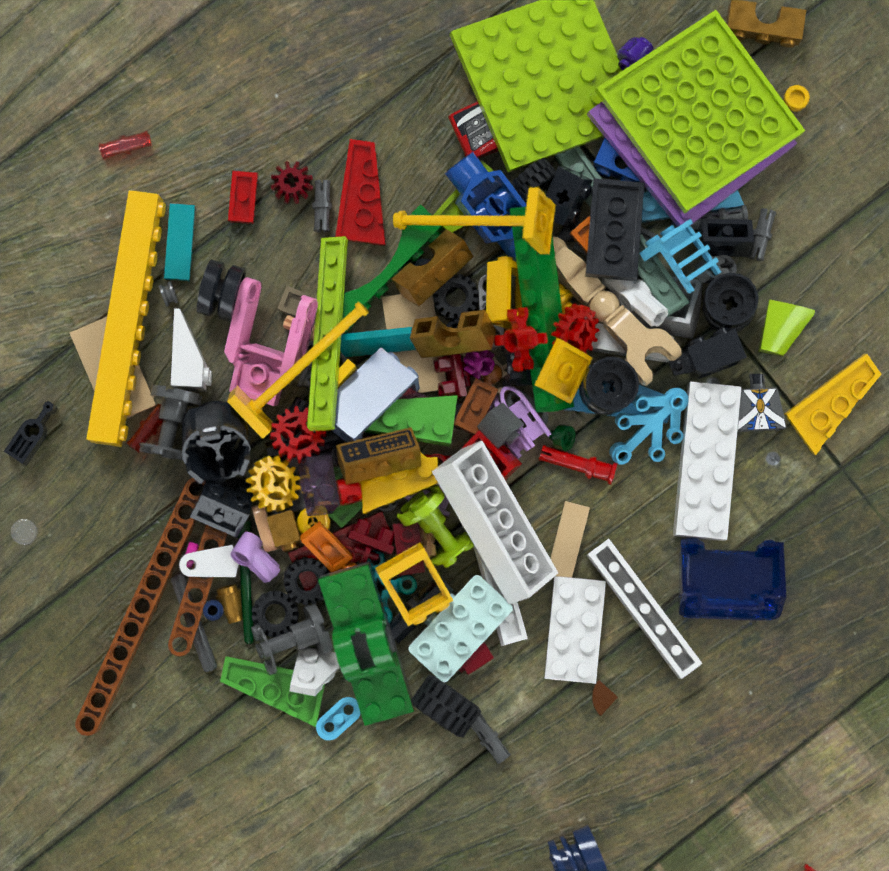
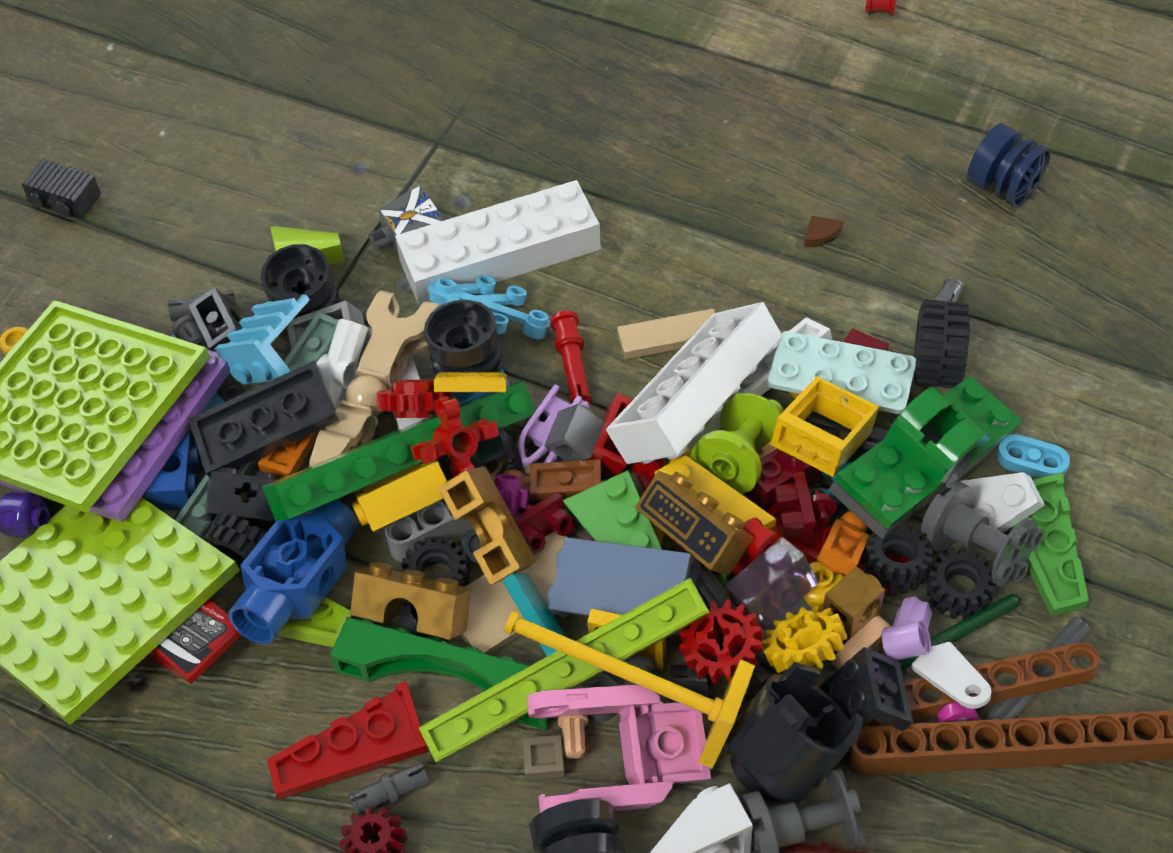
camera: 110 degrees left, 30 degrees down
(207, 607) = (1008, 645): dark blue pin -> none
(230, 599) = (982, 641): pearl gold cone -> none
(536, 222) = (291, 462): yellow tile -> none
(563, 437) = (546, 383): dark green tile -> none
(575, 629) = (774, 277): white plate -> none
(644, 609) = (699, 227): white brick -> none
(710, 355) = (365, 269): black hinge -> none
(731, 582) = (615, 167): clear blue windscreen -> none
(827, 406) = (366, 170): yellow wing -> none

